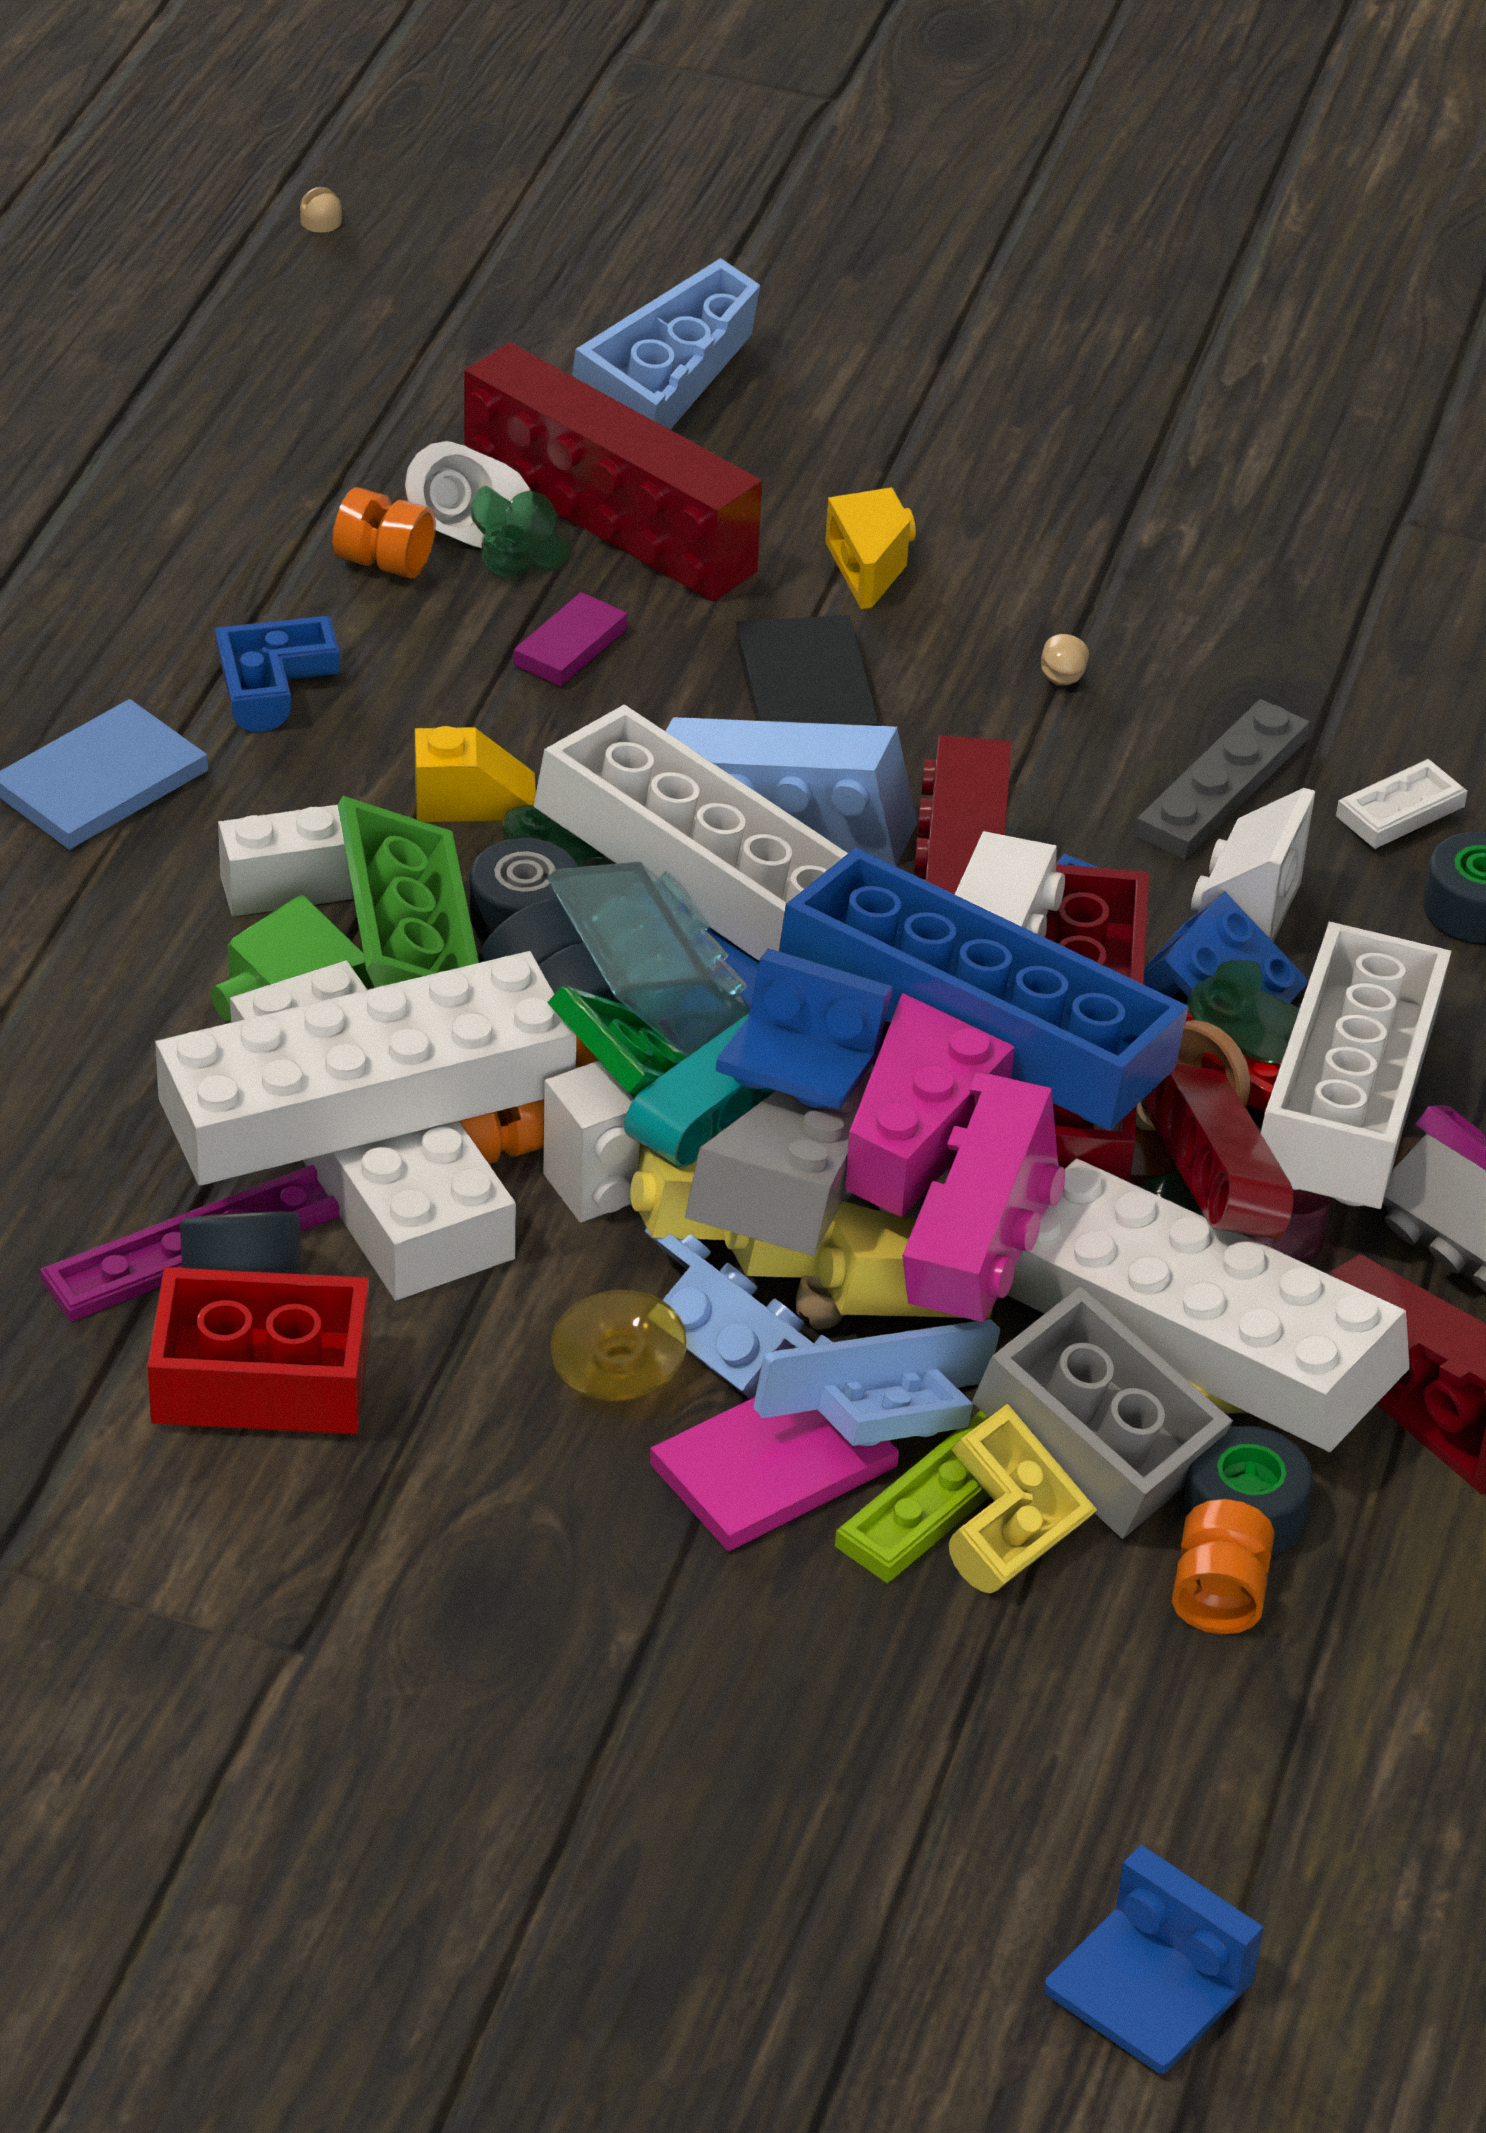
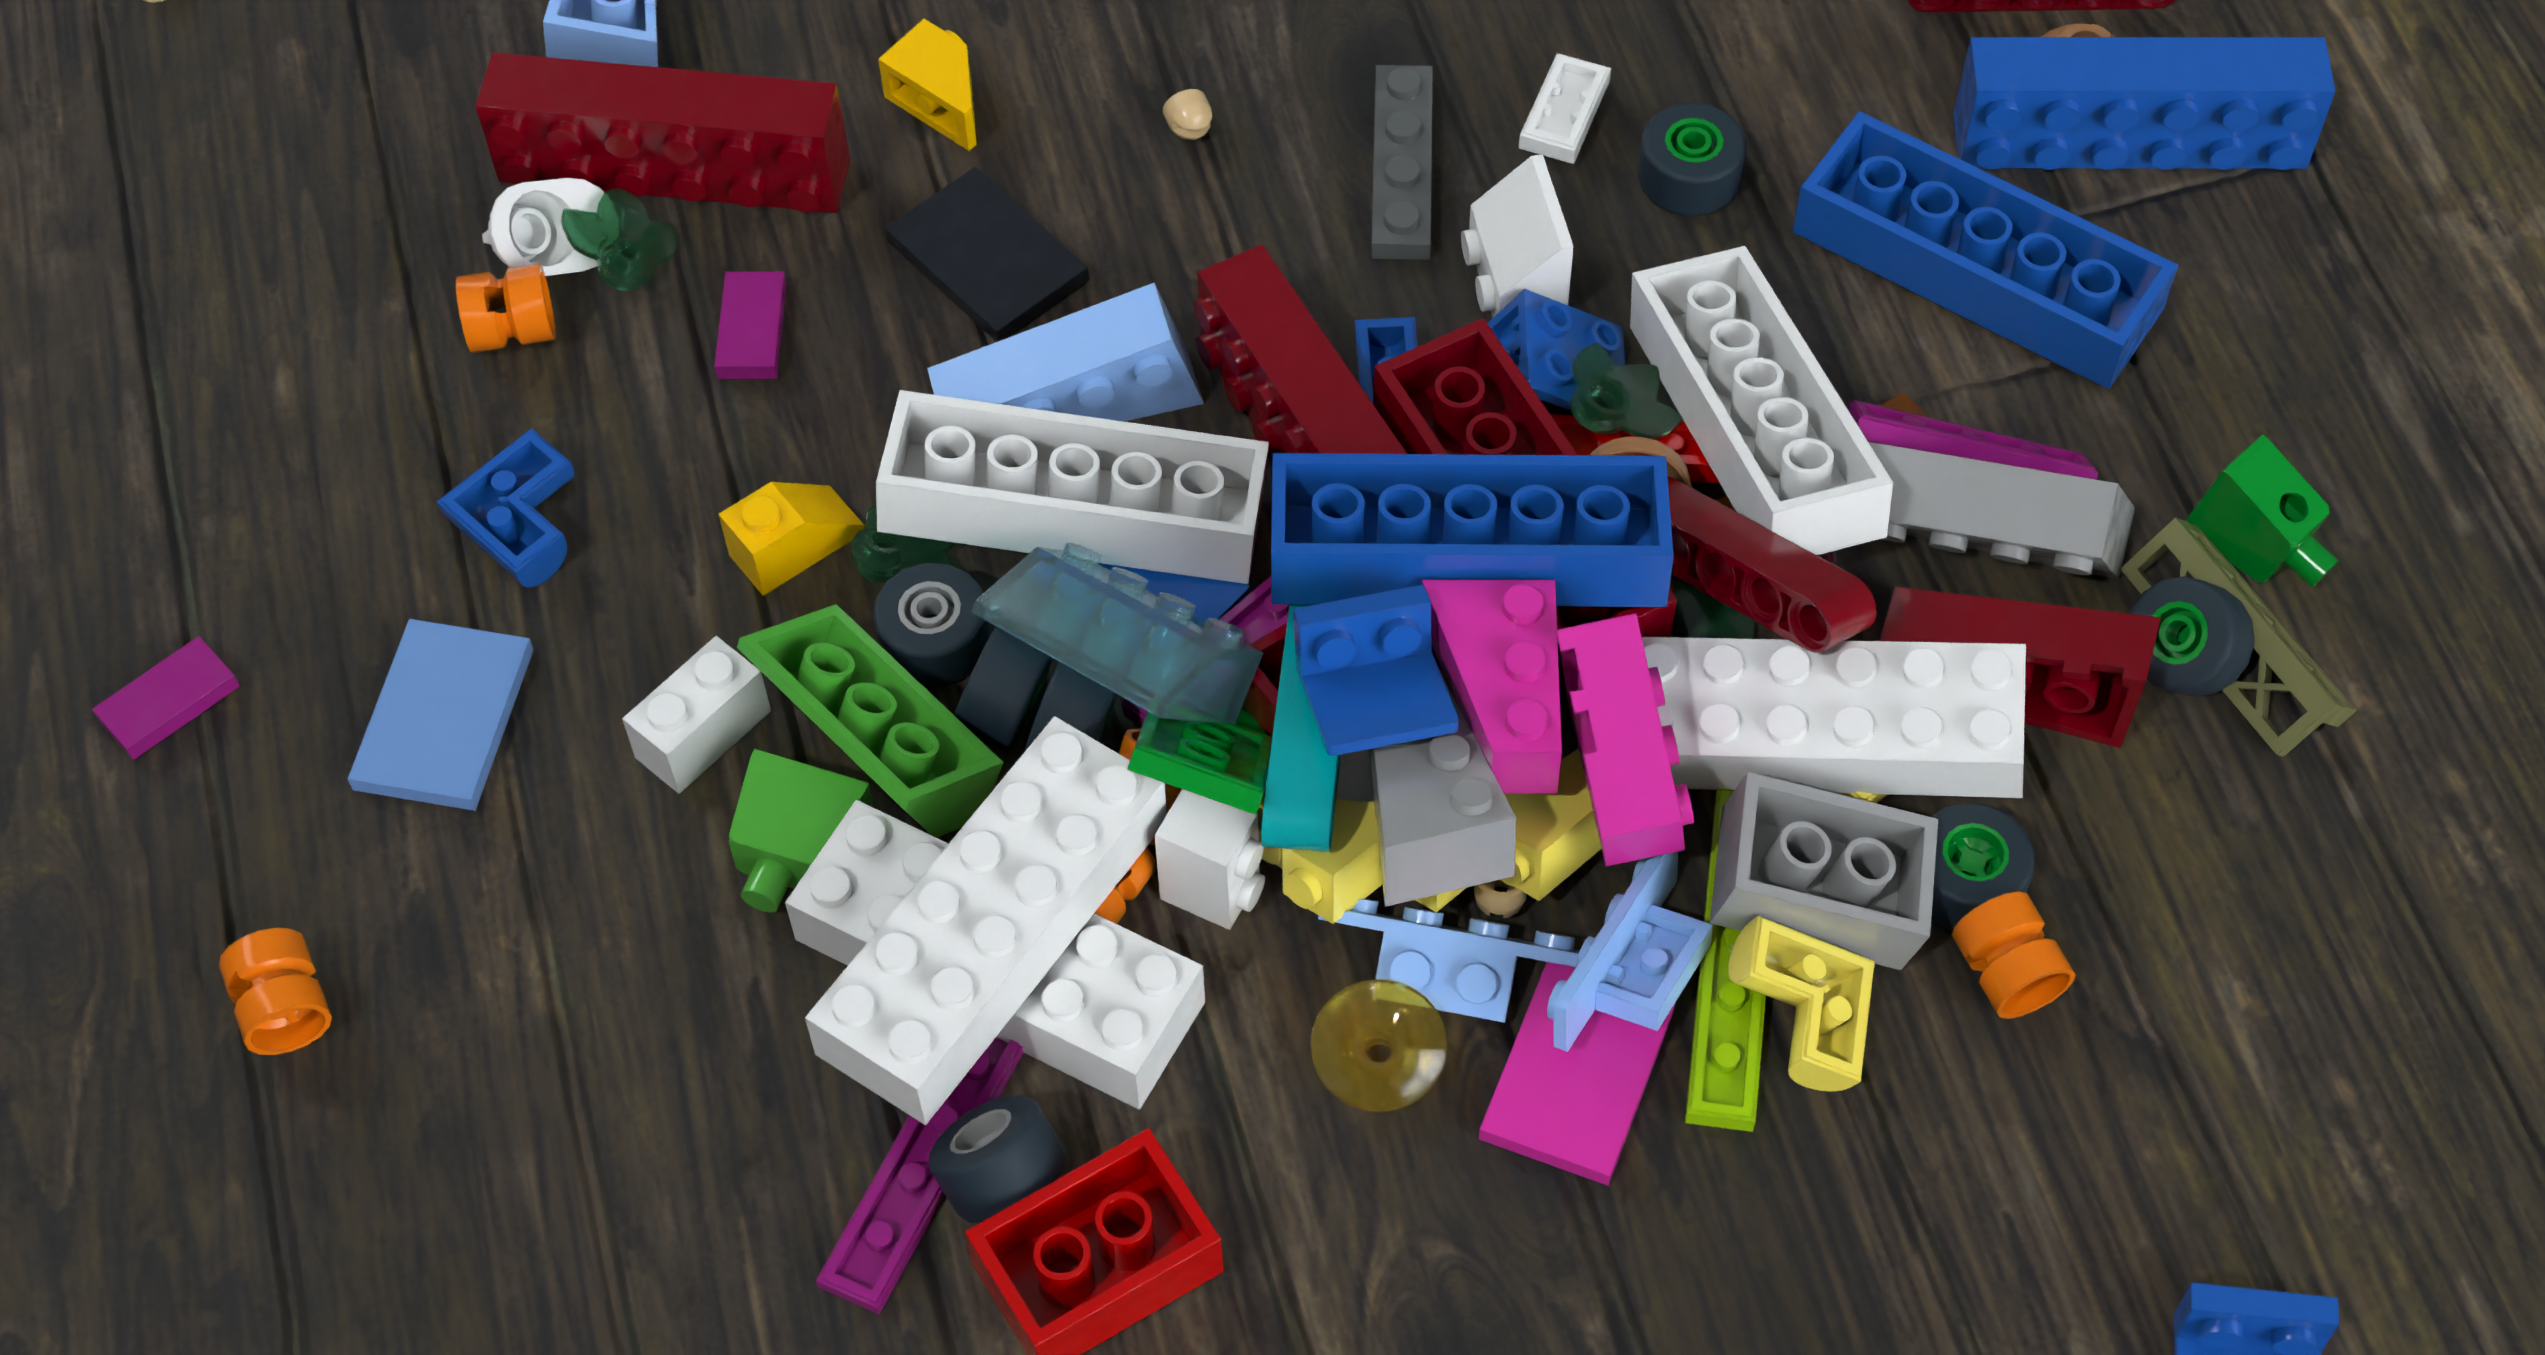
camera: 30 degrees left, 15 degrees up
(1014, 880) = (1405, 406): white brick -> none

